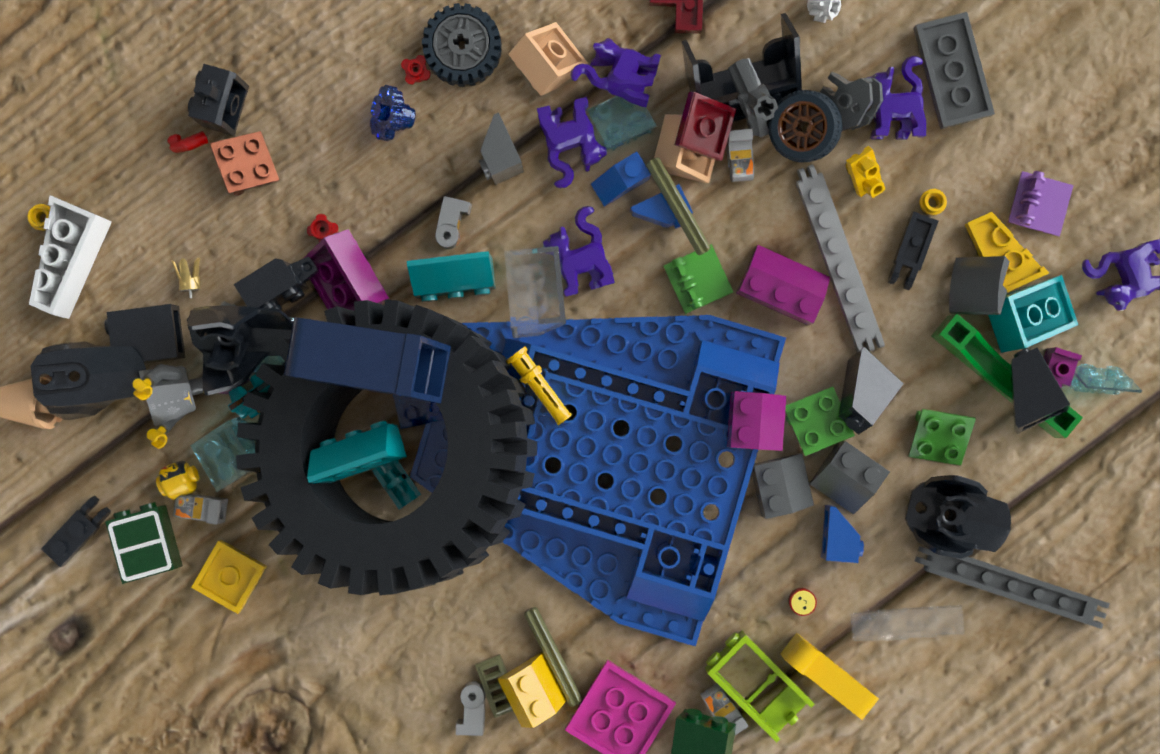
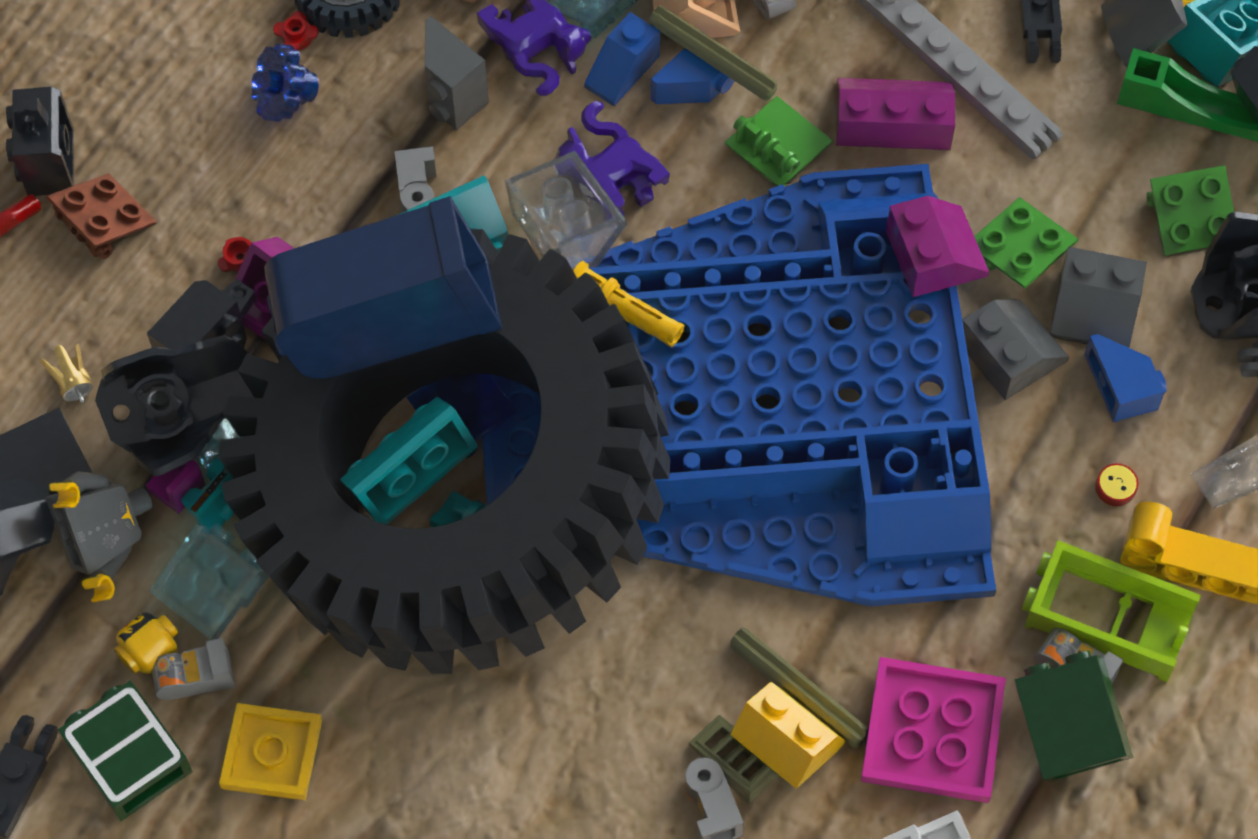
camera: 20 degrees left, 25 degrees down
(866, 391) = (1064, 182): slope -> none

